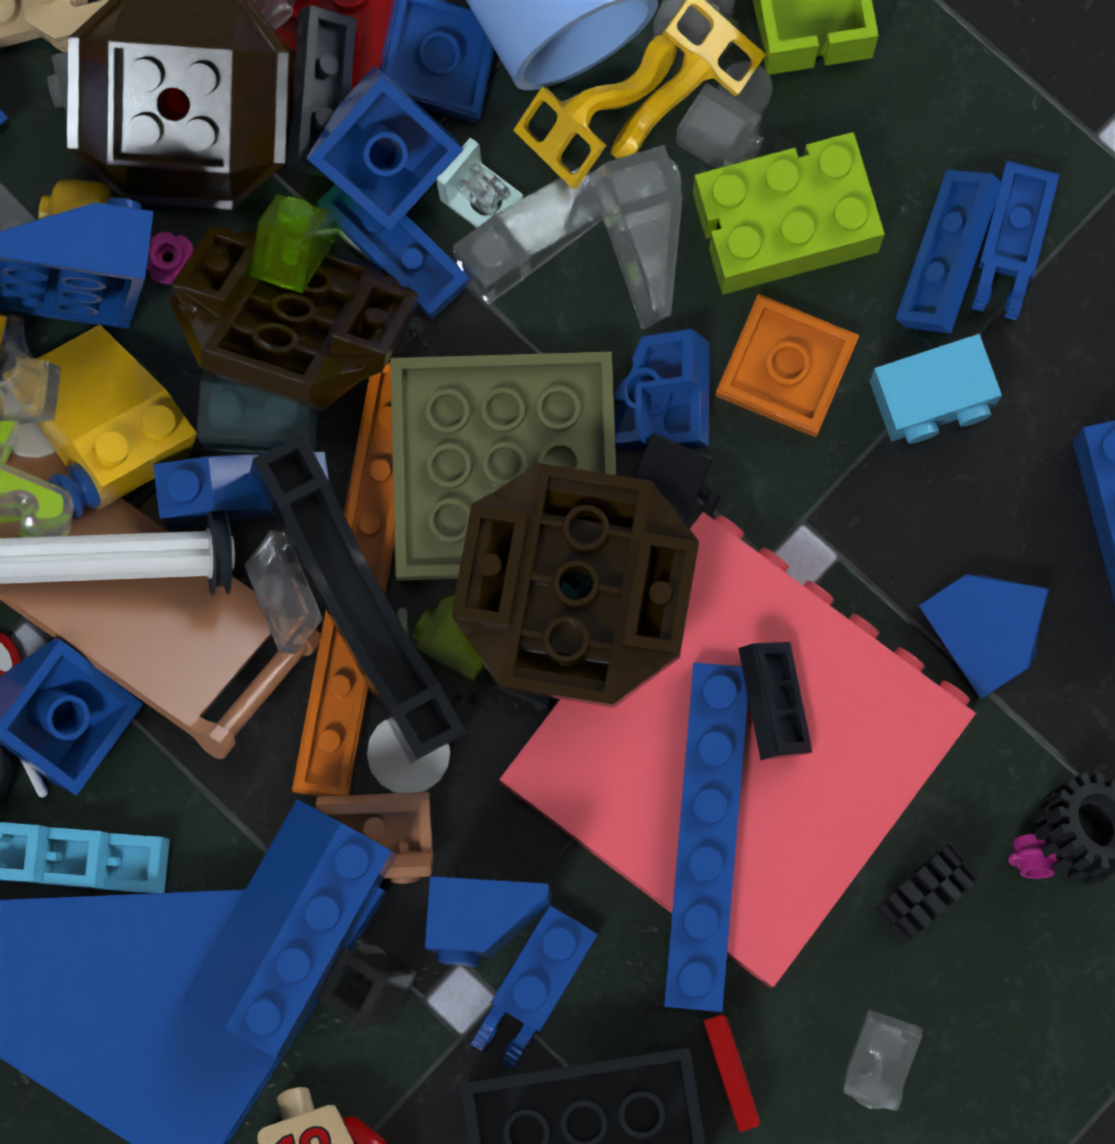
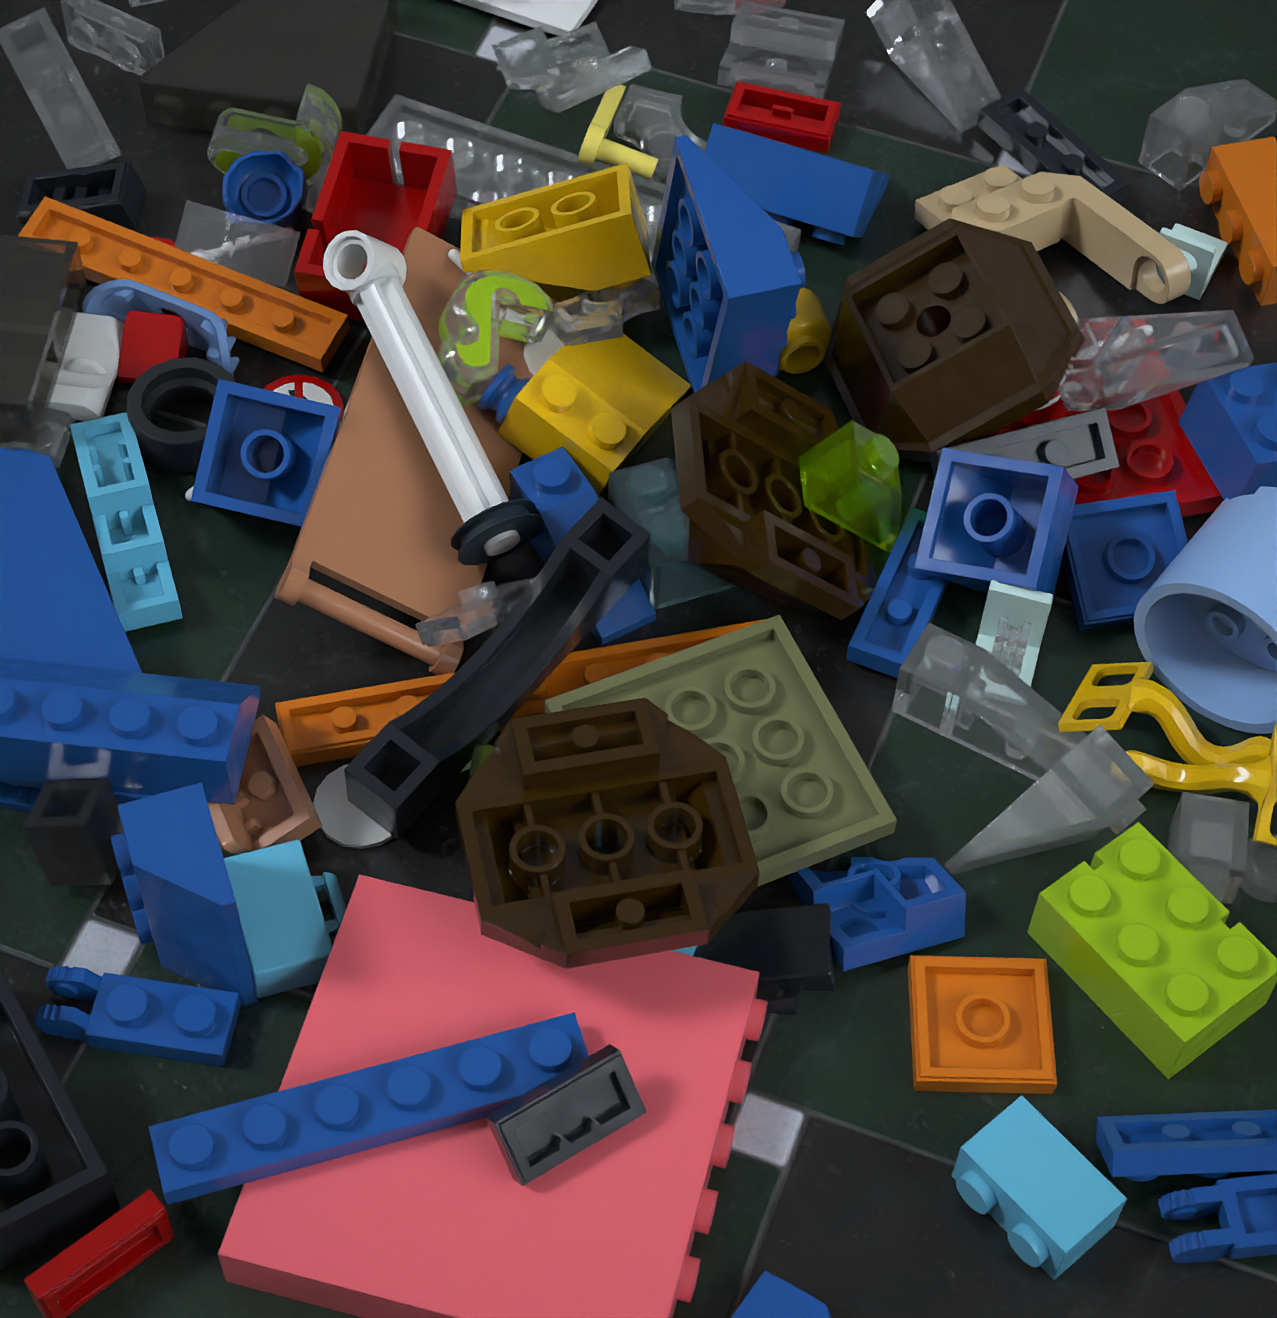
camera: 60 degrees right, 25 degrees down
(496, 846) = (283, 916): none -> medium azure piece

